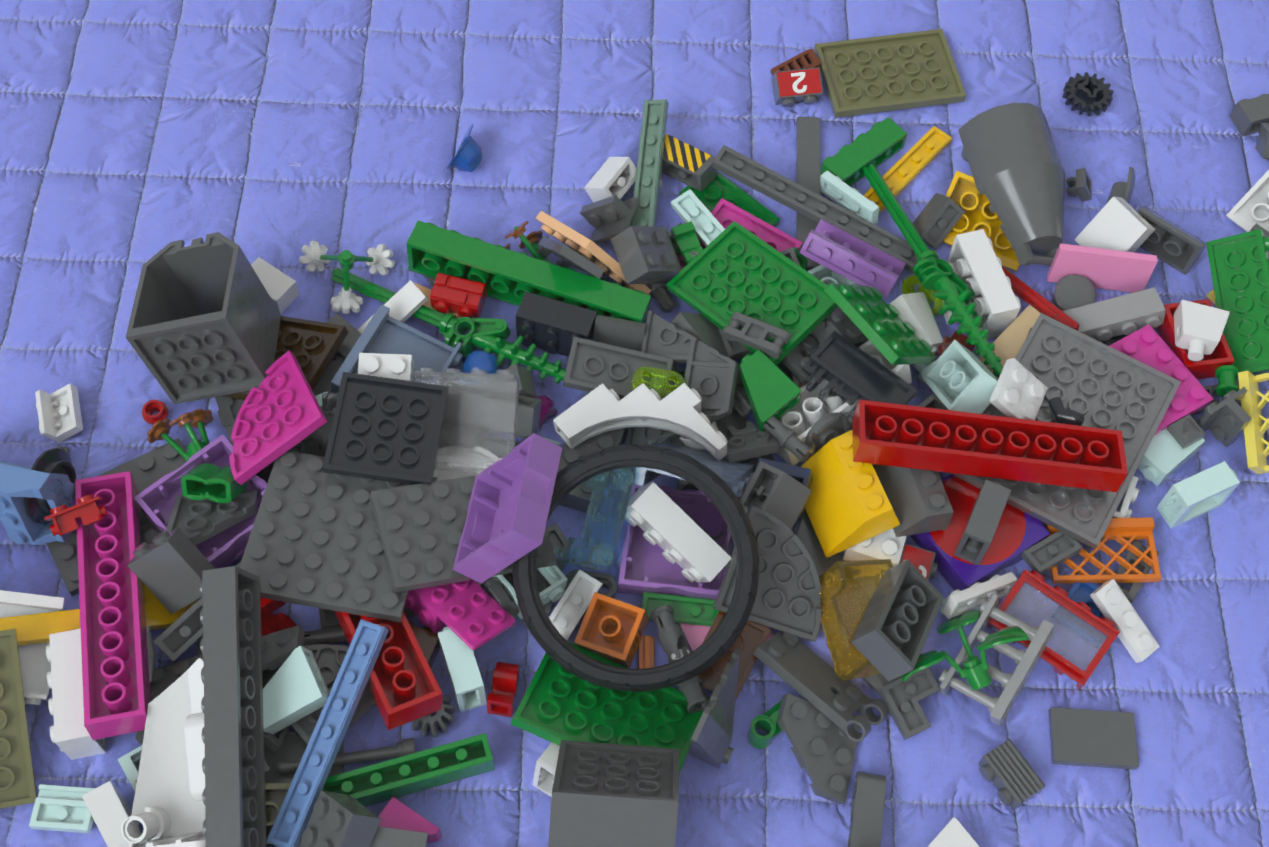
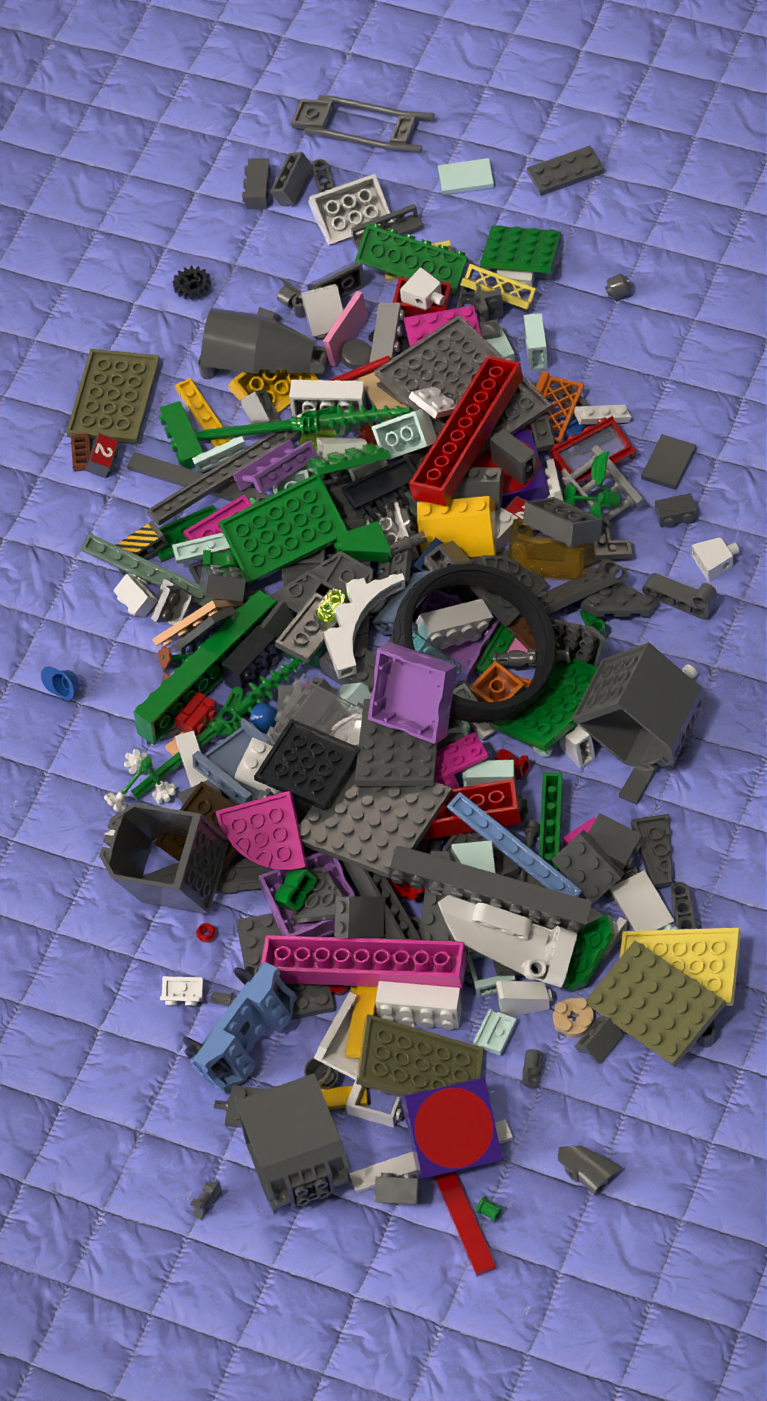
camera: 60 degrees left, 5 degrees down
(65, 518) = (291, 958): red hinge -> none
(196, 419) = (257, 903): plant -> none
(756, 334) = (323, 533): dark grey plate -> none
(1064, 415) = (457, 386): black arm -> none
(1226, 379) = (461, 294): green bush -> none

